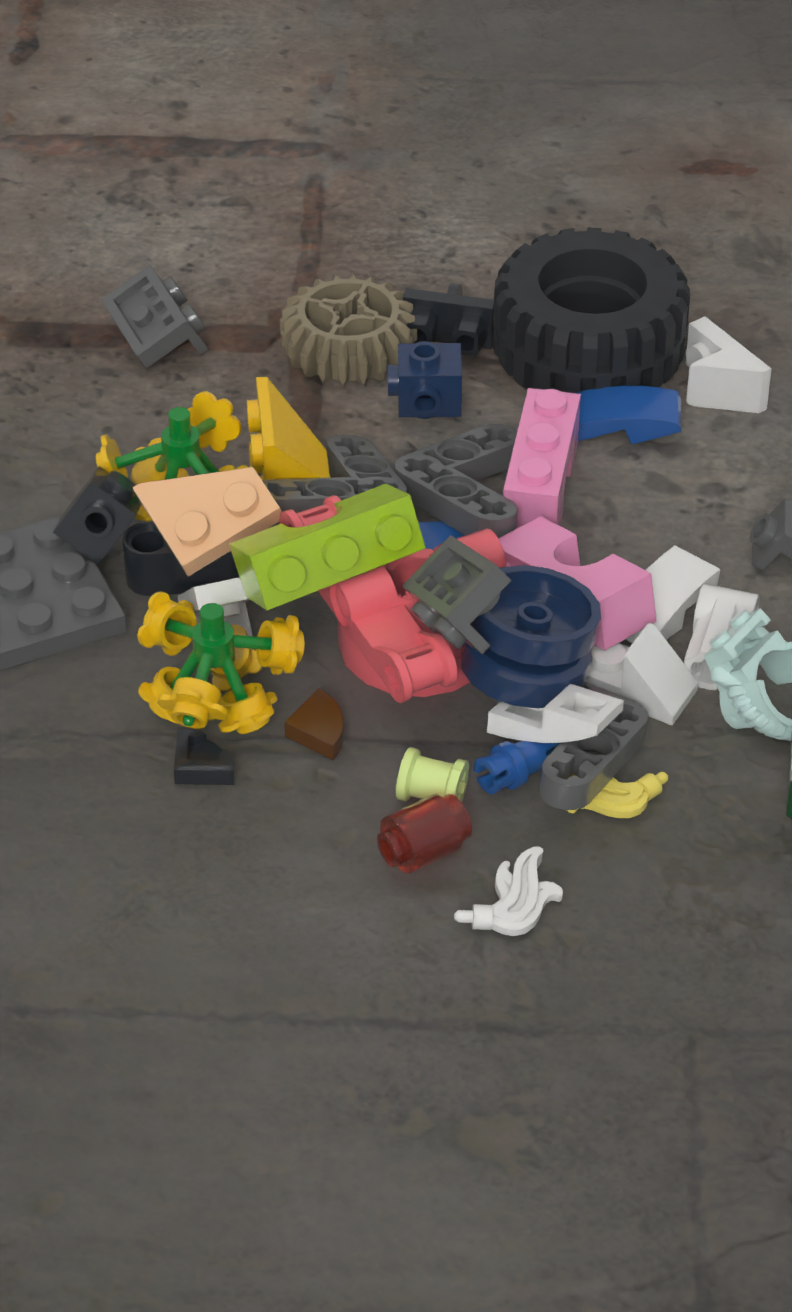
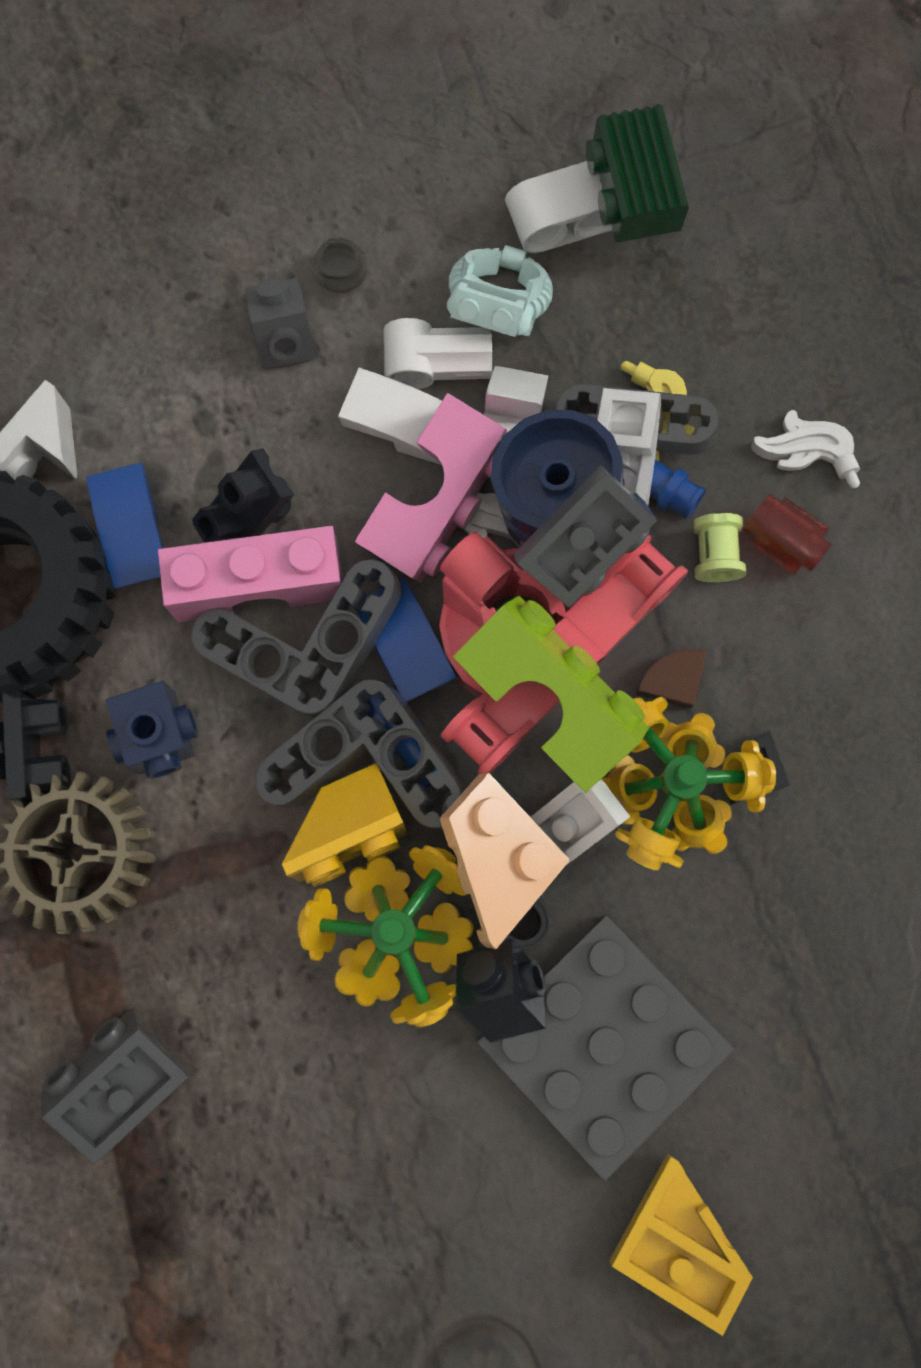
camera: 110 degrees left, 35 degrees up
(608, 464) = (245, 502): none -> black hips

